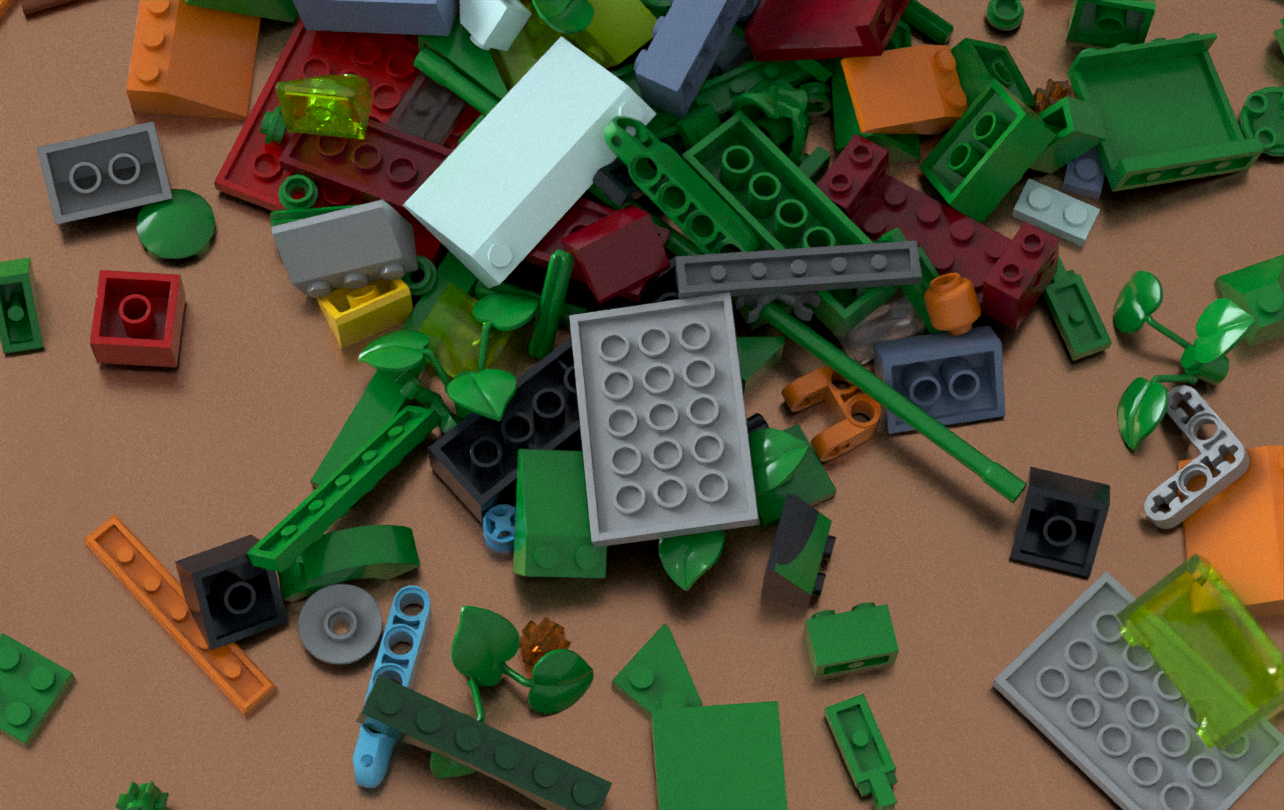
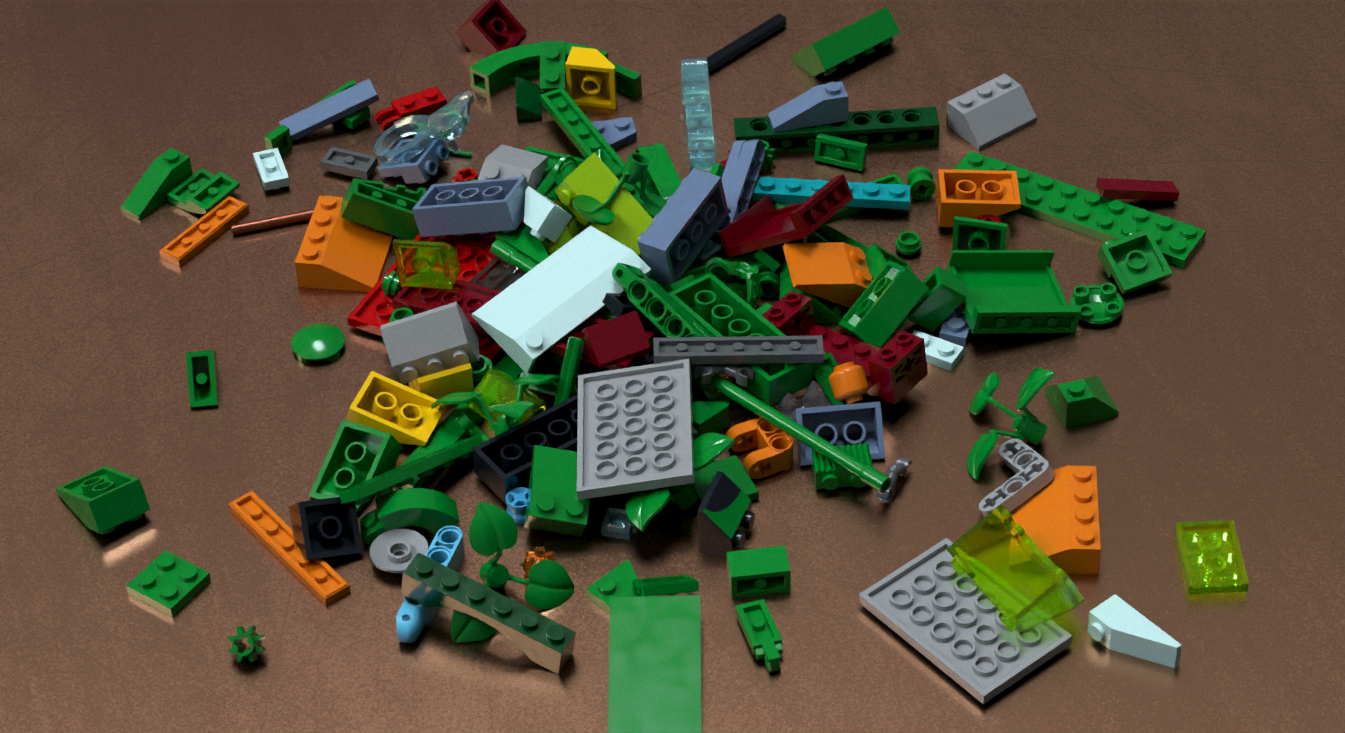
camera: 10 degrees right, 25 degrees down
(104, 172) = (273, 306): light grey slope -> none
(137, 318) = (284, 384): red brick -> none
(258, 469) = (353, 458): none -> green slope
(304, 368) = (395, 410): none -> yellow slope
(643, 561) = (617, 524): none -> clear light blue plate
(724, 677) = (665, 585): none -> green tile
(935, 463) = (831, 476): none -> green brick
(1026, 452) = (894, 471): none -> dark grey arm
(1060, 521) = (916, 511): black slope -> none
(1075, 314) = (940, 401): green hinge -> none

